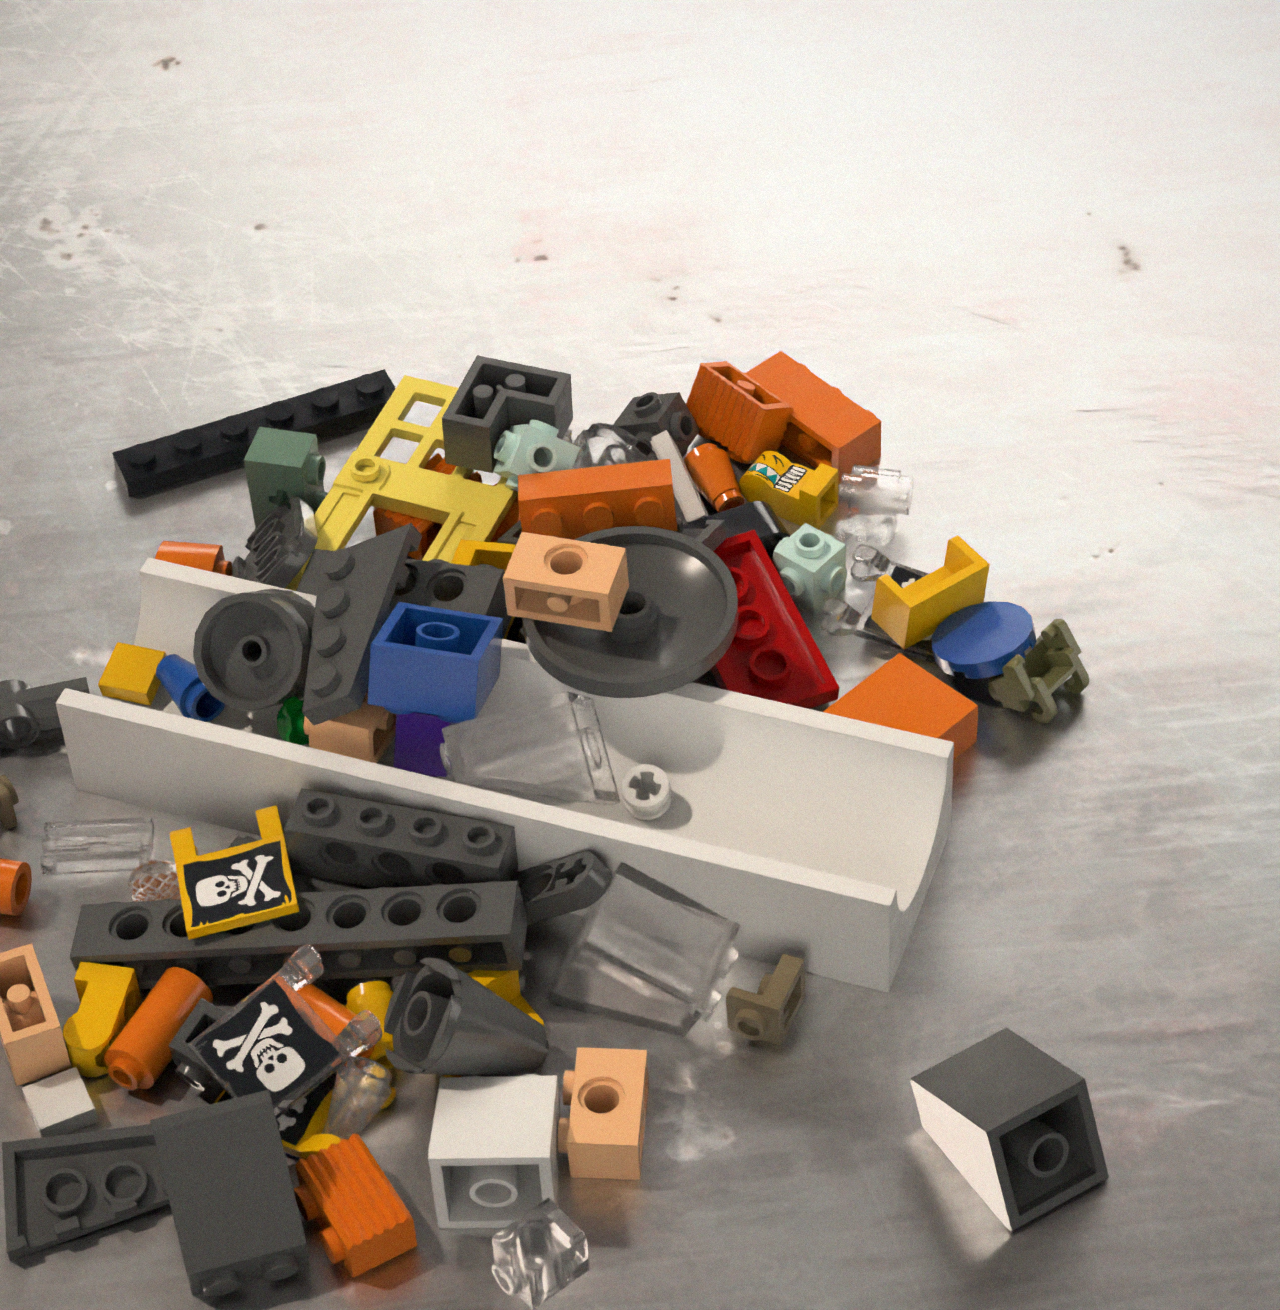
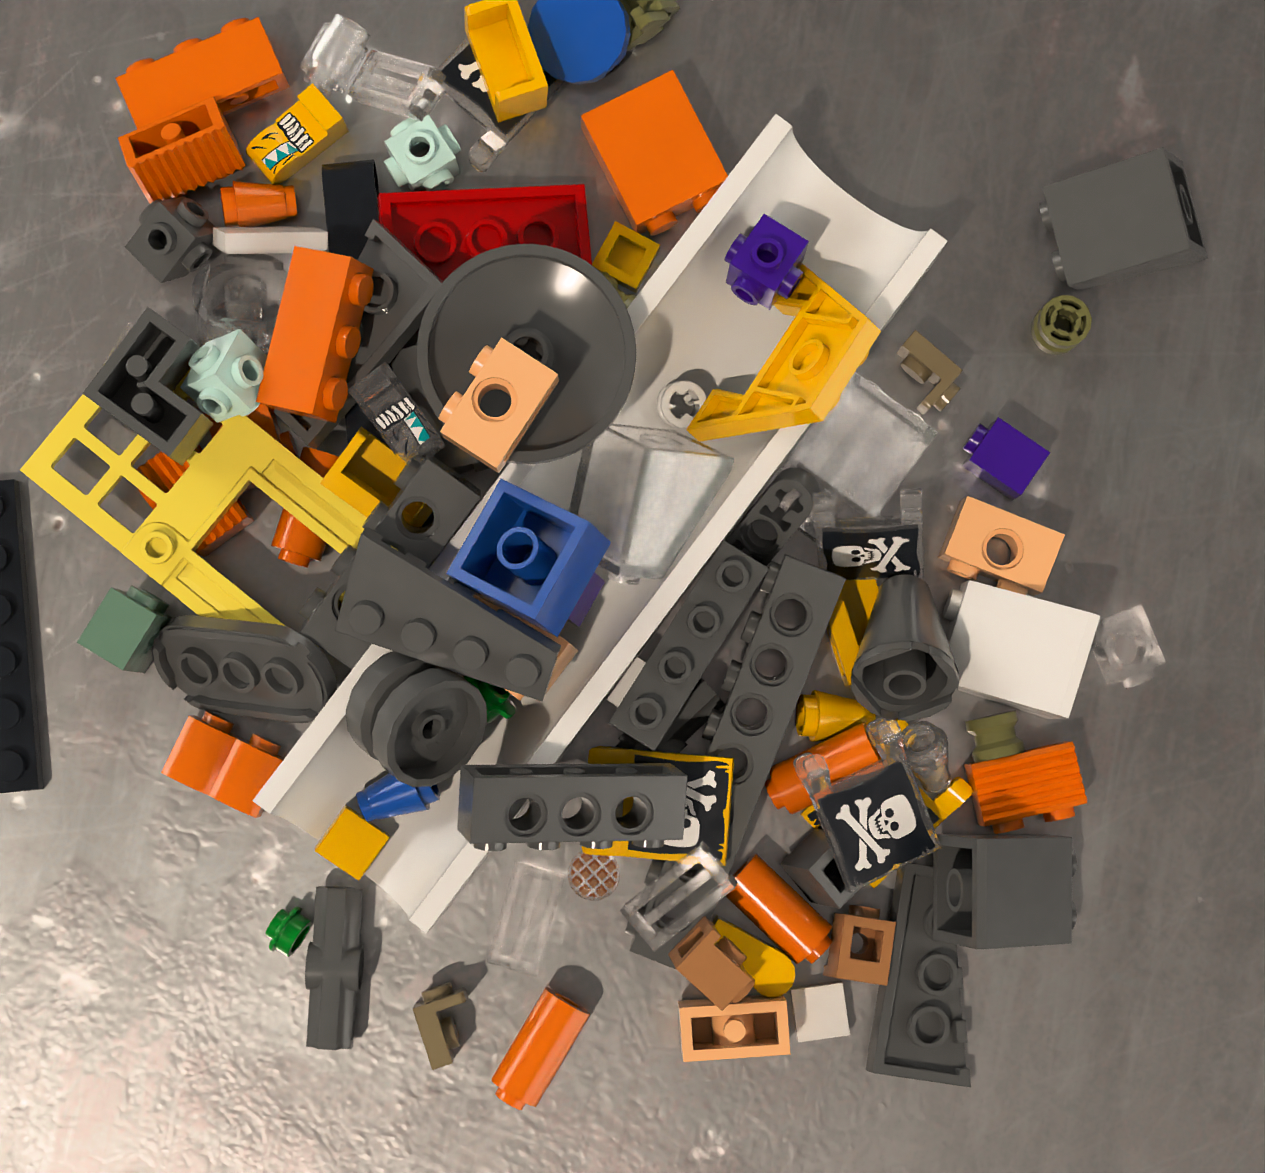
camera: 80 degrees left, 40 degrees up
(39, 670) = (288, 931): none -> green plate
(81, 952) = (712, 965): none -> medium nougat brick
(135, 1096) = (873, 959): none -> medium nougat brick
(138, 915) = (712, 868): none -> clear tile
(243, 835) = (490, 791): none -> dark grey brick
(403, 1161) = (995, 736): none -> olive wheel
(565, 964) = (870, 545): none -> flag
(704, 1091) = (1003, 457): none -> dark purple brick
(733, 828) = (802, 373): none -> yellow wing
(808, 796) = (765, 263): none -> dark purple brick
(870, 1100) = (1052, 331): none -> olive wheel

